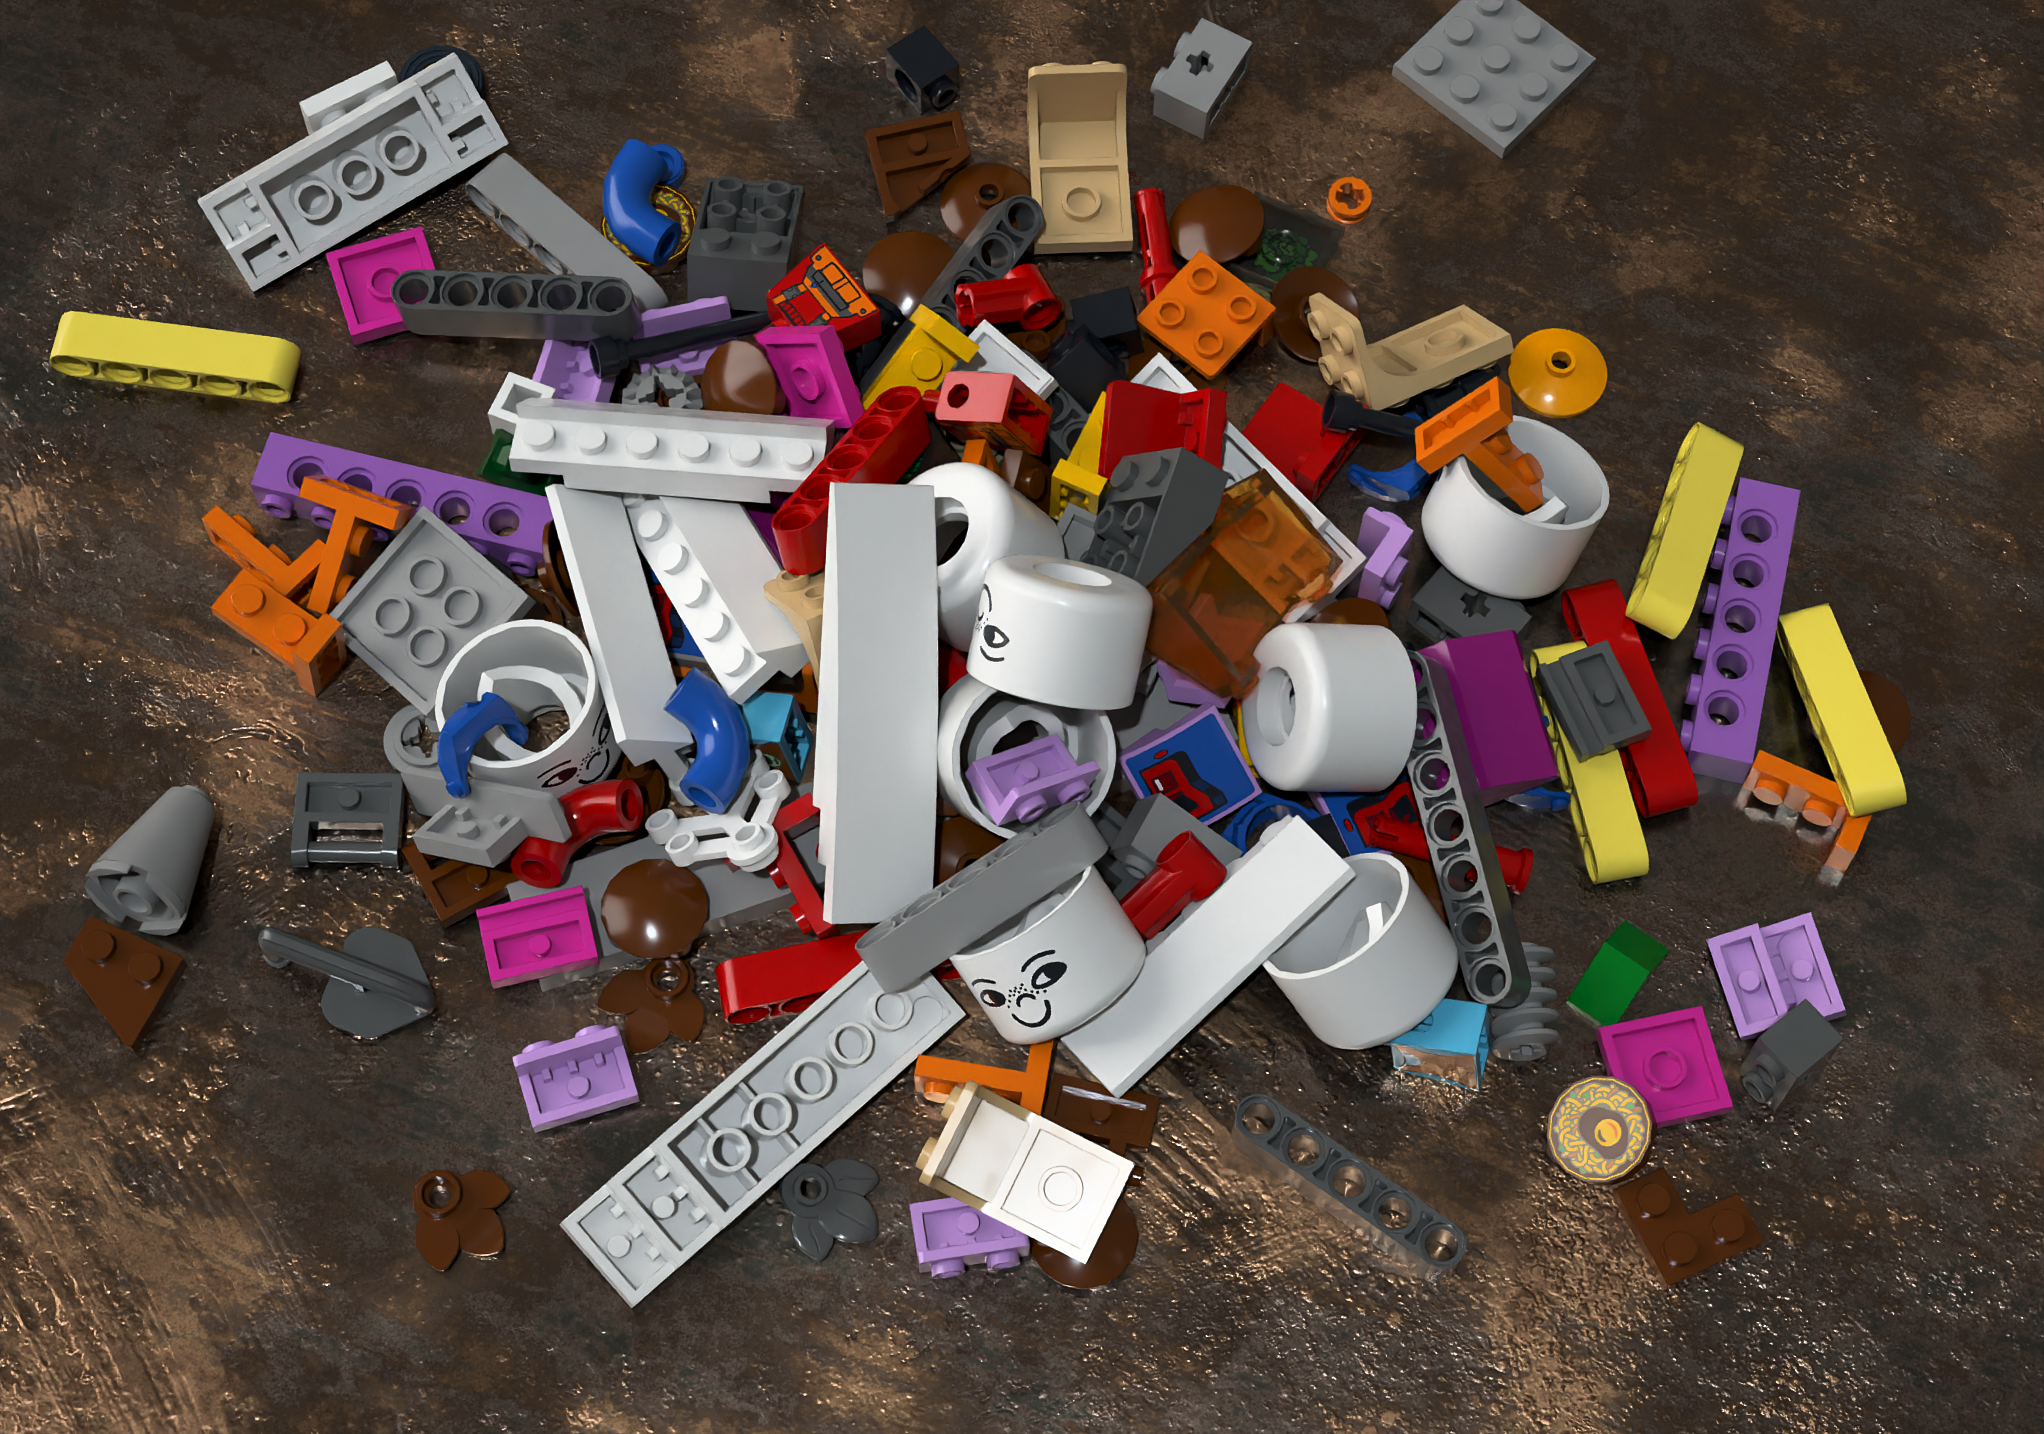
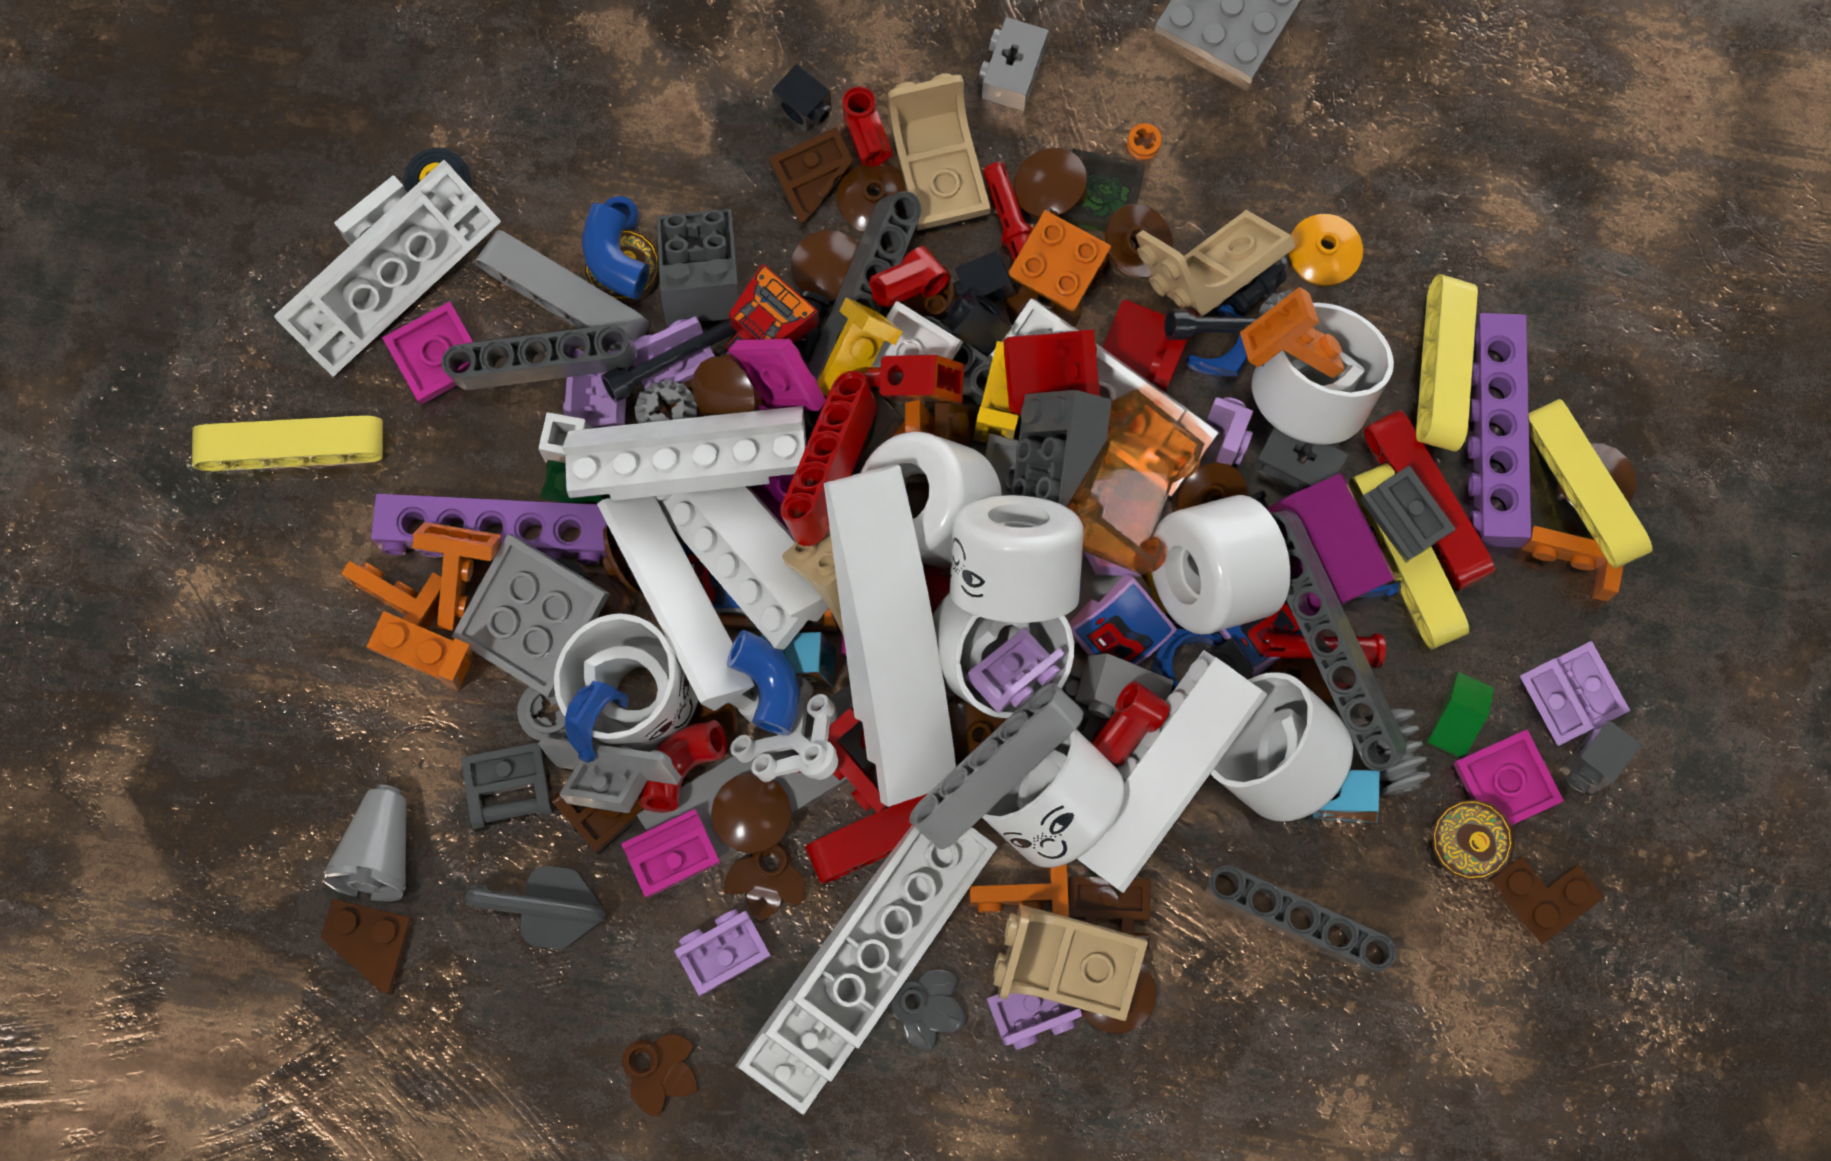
camera: 10 degrees left, 10 degrees up
(995, 116) = (865, 127): none -> red piece

